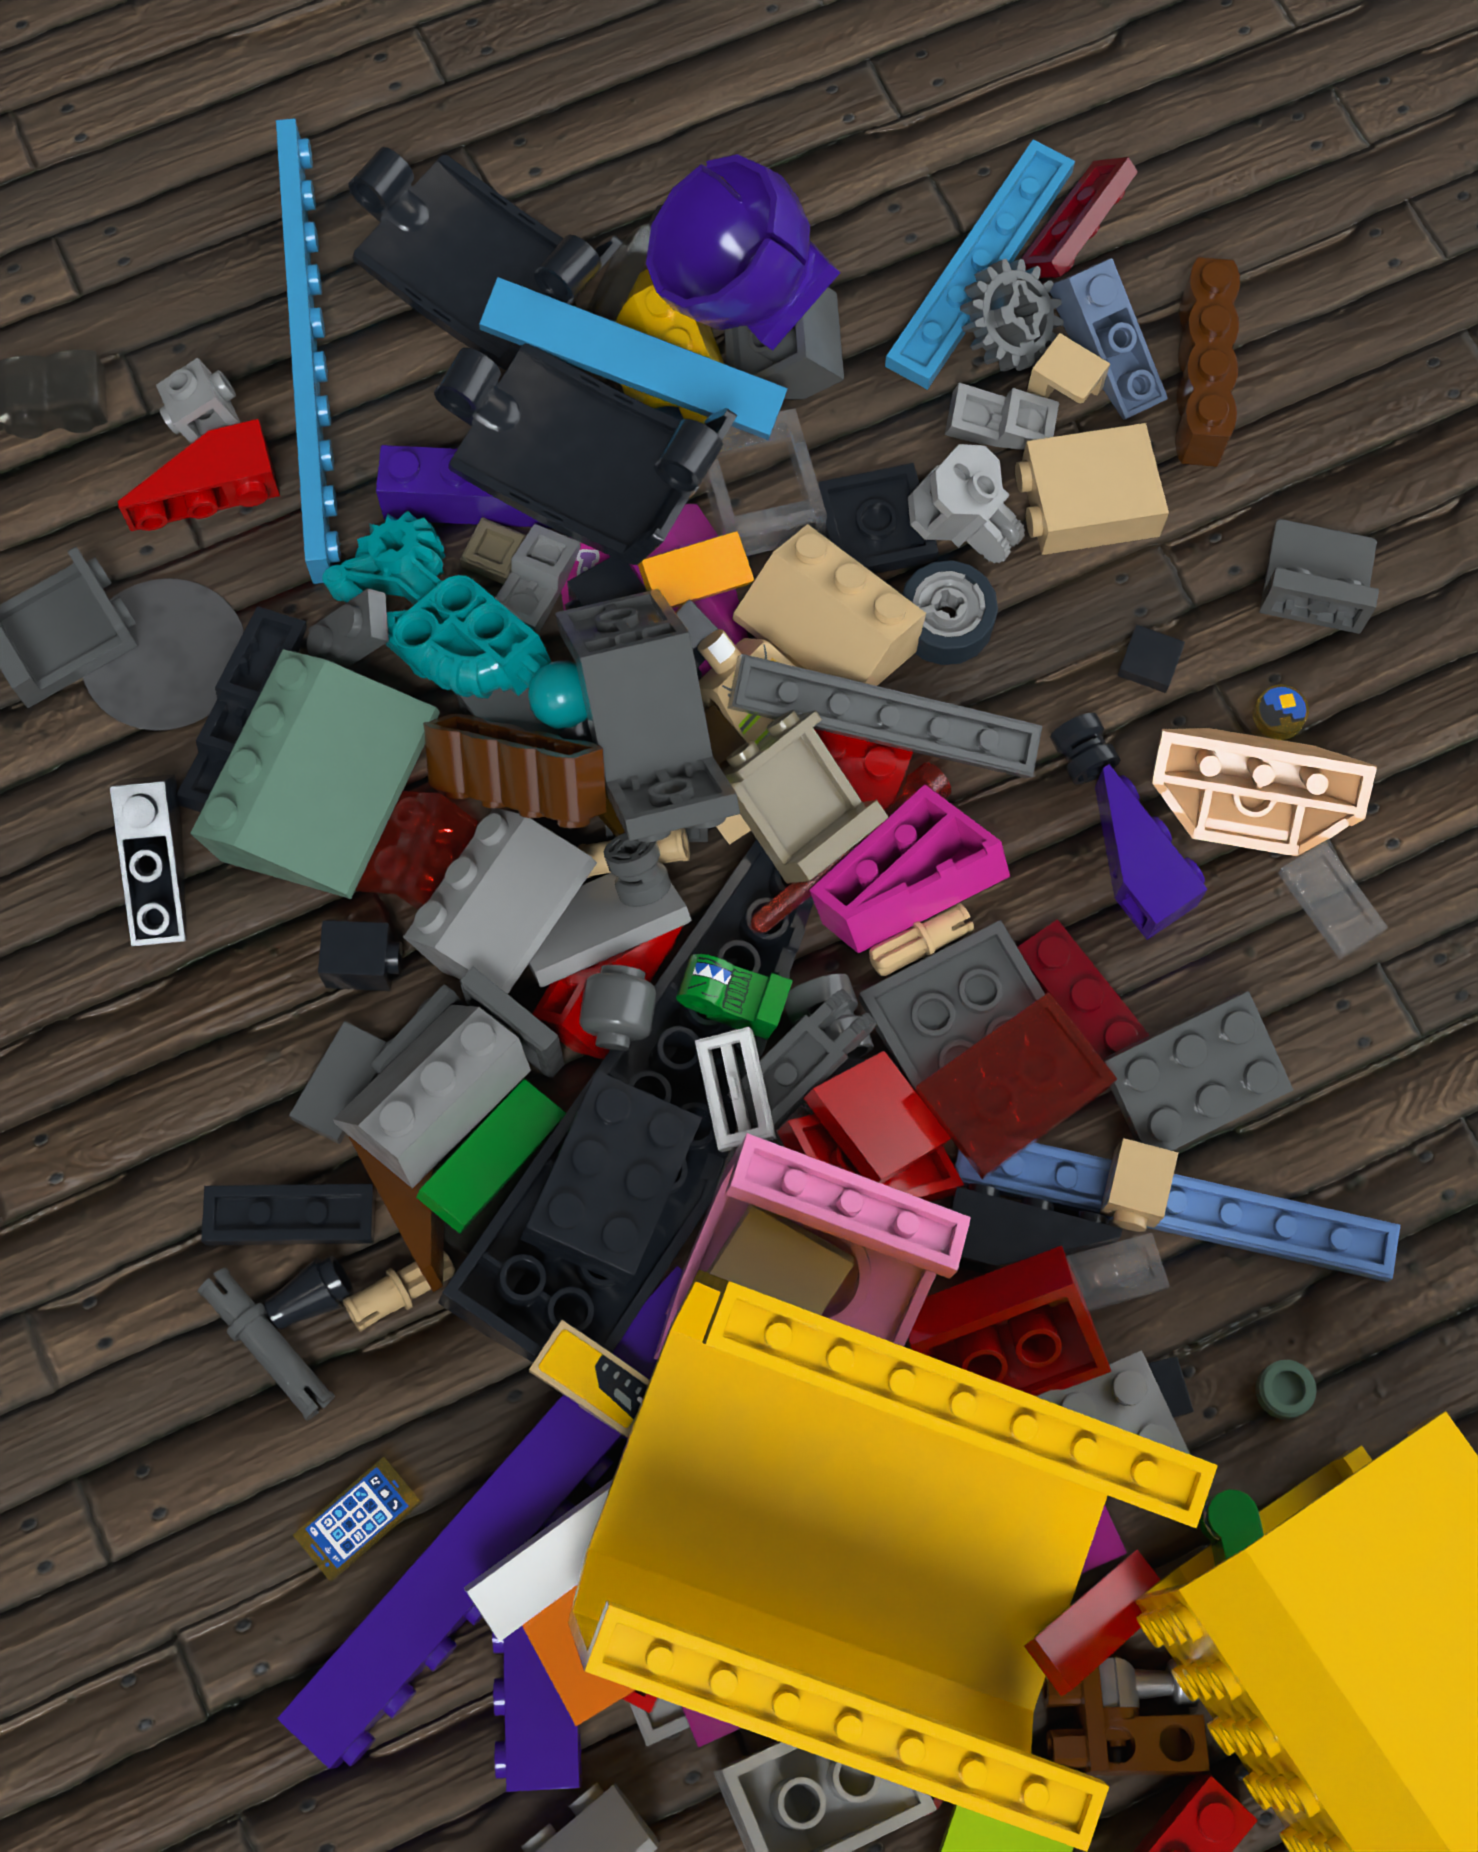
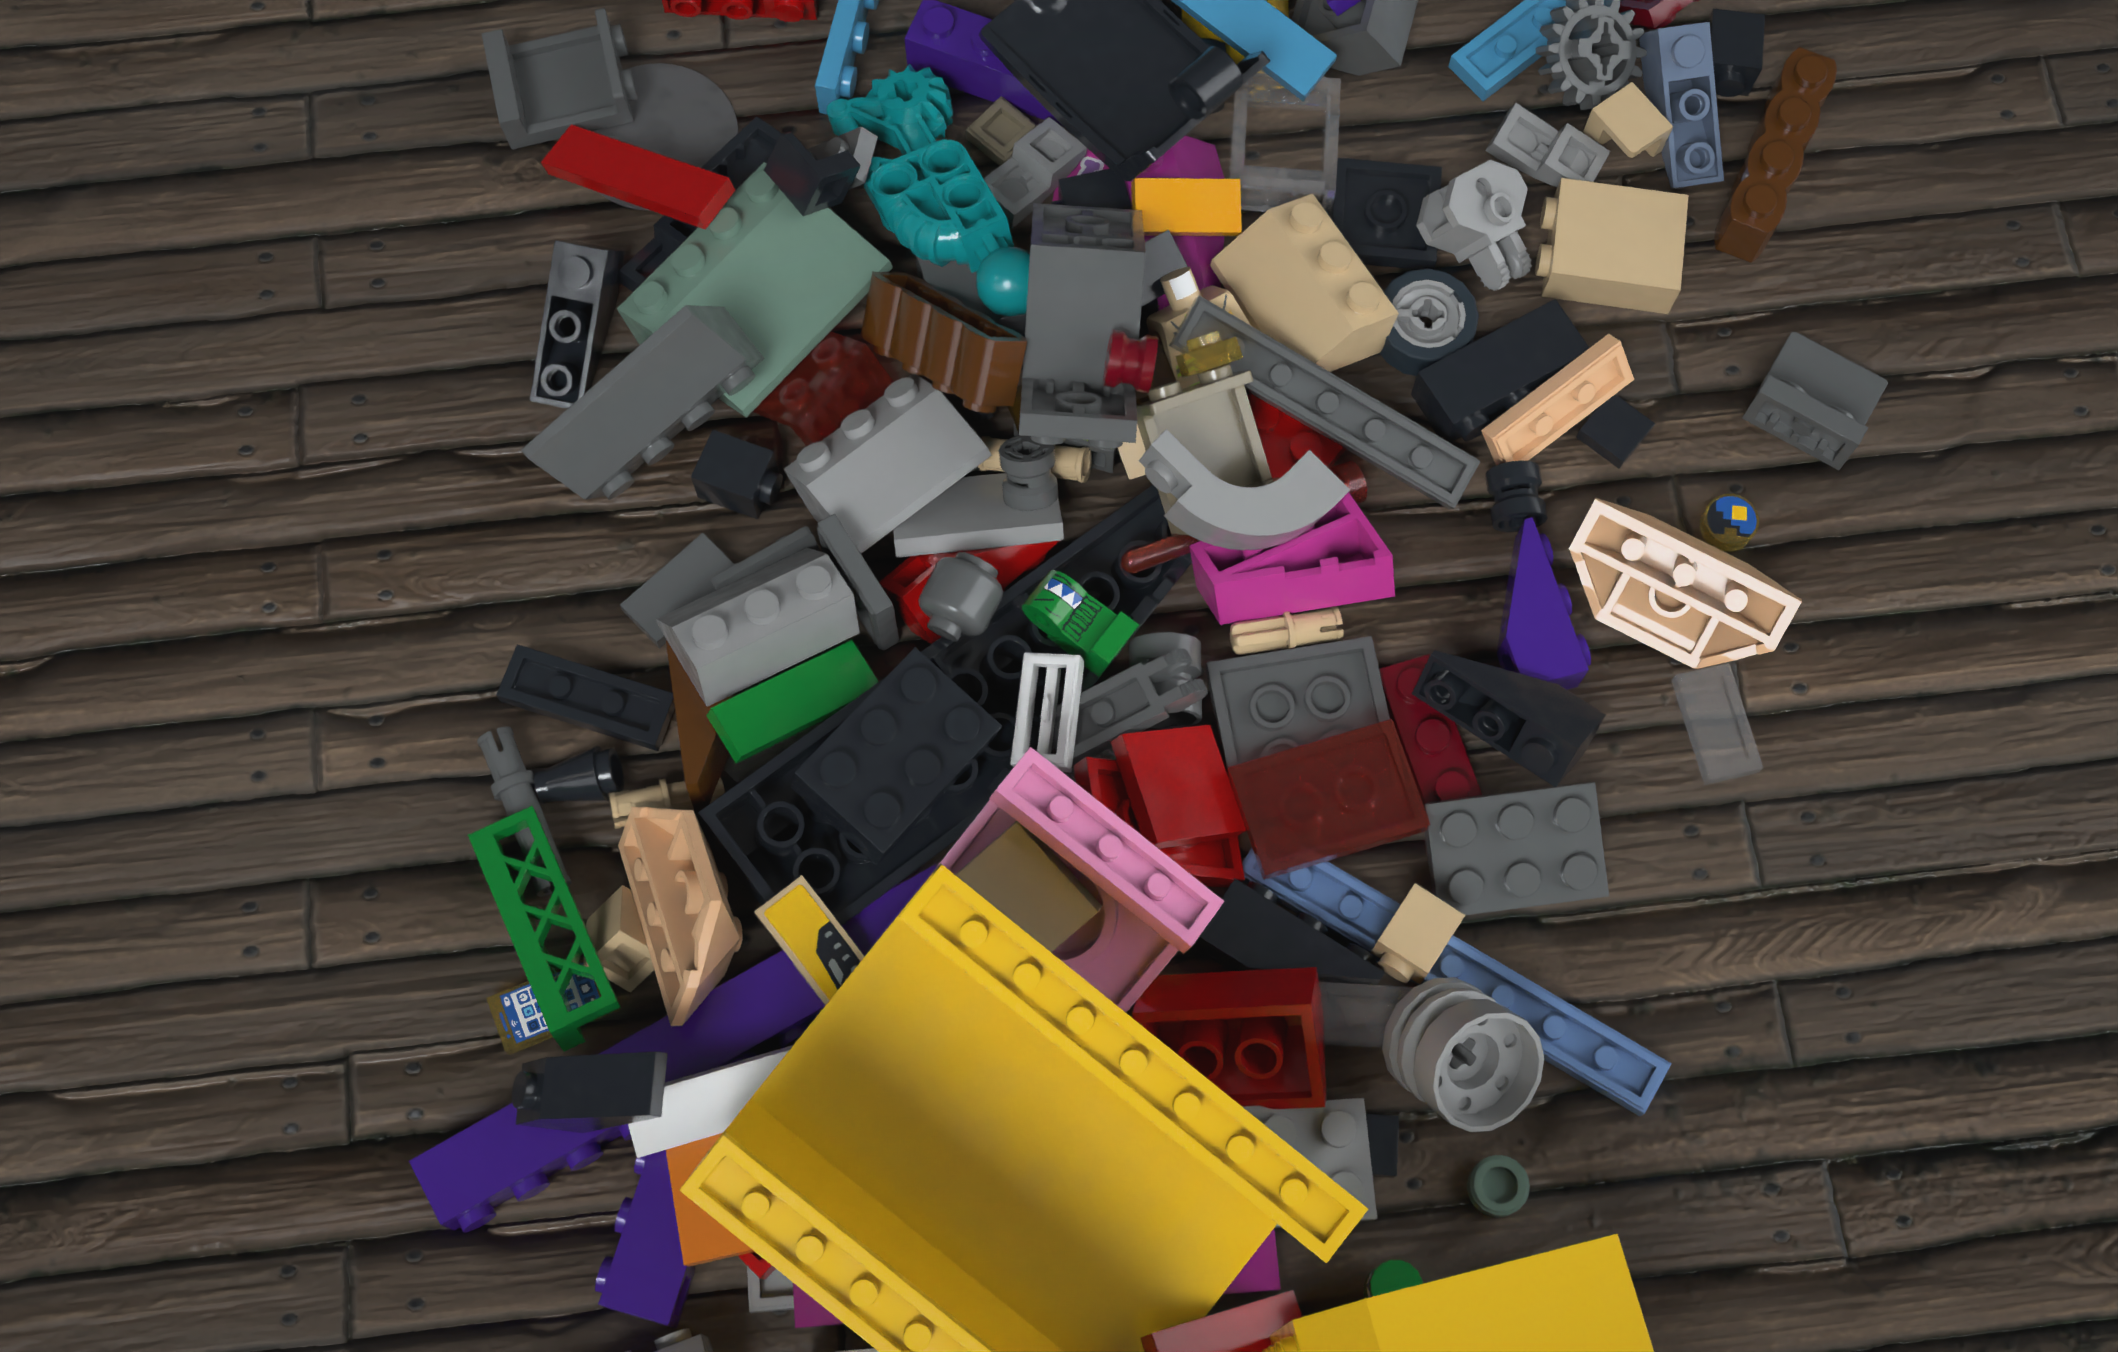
camera: 20 degrees right, 0 degrees up
(166, 699) = (638, 176): none -> red tile
(255, 916) = (646, 402): none -> dark grey slope
(319, 1469) = (529, 939): none -> green fence
(334, 656) = (810, 182): none -> black panel
(407, 1433) = (620, 940): none -> tan panel
(438, 1594) = (590, 1091): none -> black slope
(449, 1385) = (679, 905): none -> light nougat wedge
(705, 737) = (1130, 361): none -> dark red wheel
(770, 706) = (1207, 353): none -> clear yellow plate
(847, 850) = (1235, 514): none -> light grey arch
(1032, 638) = (1496, 372): none -> black brick
(1095, 650) = (1559, 402): none -> light nougat tile
(1142, 274) = (1736, 50): none -> black brick
(1157, 951) = (1513, 712): none -> black slope
(1219, 1281) = (1463, 1054): none -> light grey wheel

